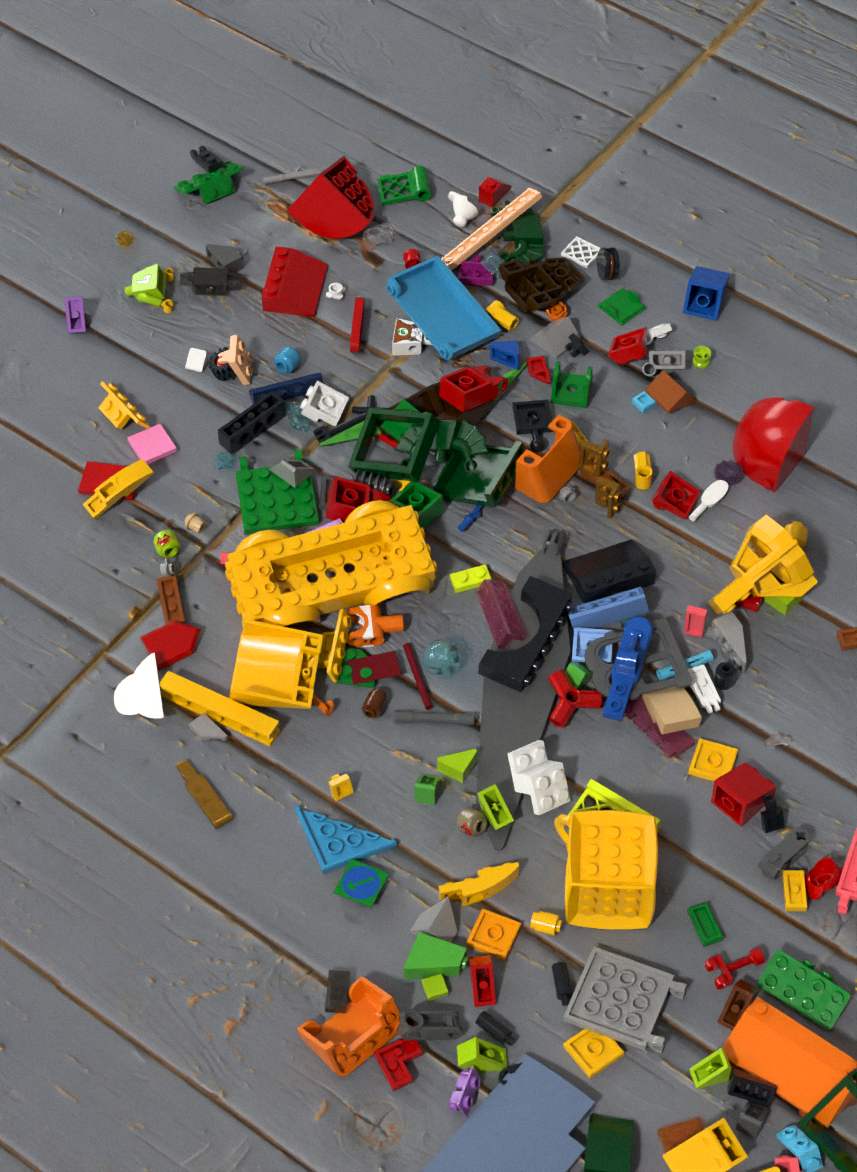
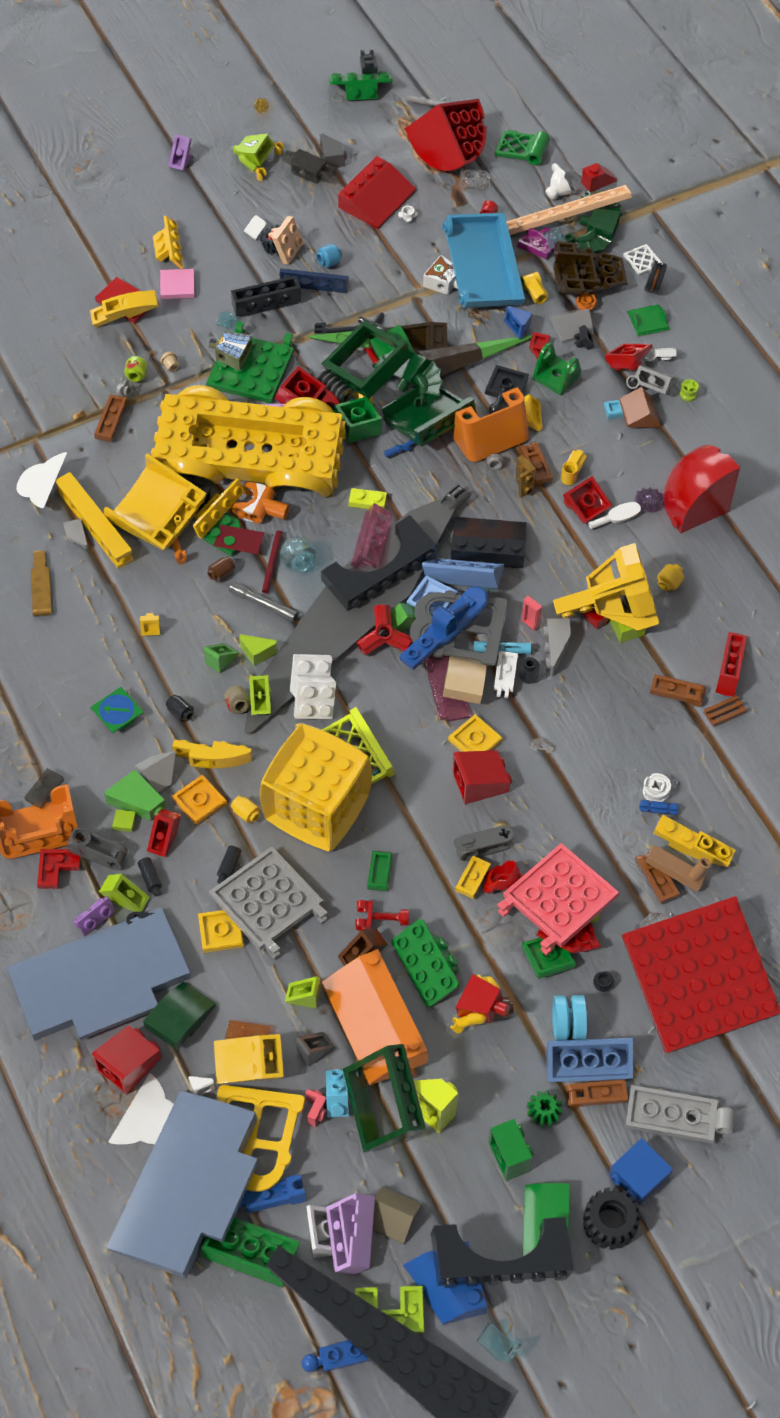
camera: 25 degrees right, 5 degrees up
(171, 642) = (89, 451): red tile -> none
(253, 486) = (232, 348): none -> olive torso
(293, 471) = (273, 349): light grey slope -> none
(296, 419) = (306, 308): clear light blue plate -> none
(323, 404) = (336, 304): white plate -> none
(339, 842) = (123, 668): dark azure tile -> none
(357, 324) = (407, 248): red beam -> none
(420, 854) = (179, 708): none -> black brick
(471, 387) = (464, 336): red brick -> none
(594, 458) = (530, 439): pearl gold bracket -> none
(706, 292) = (728, 335): blue slope -> none
(753, 1081) = (319, 1023): black slope -> none
(772, 818) = (492, 807): black plate -> none

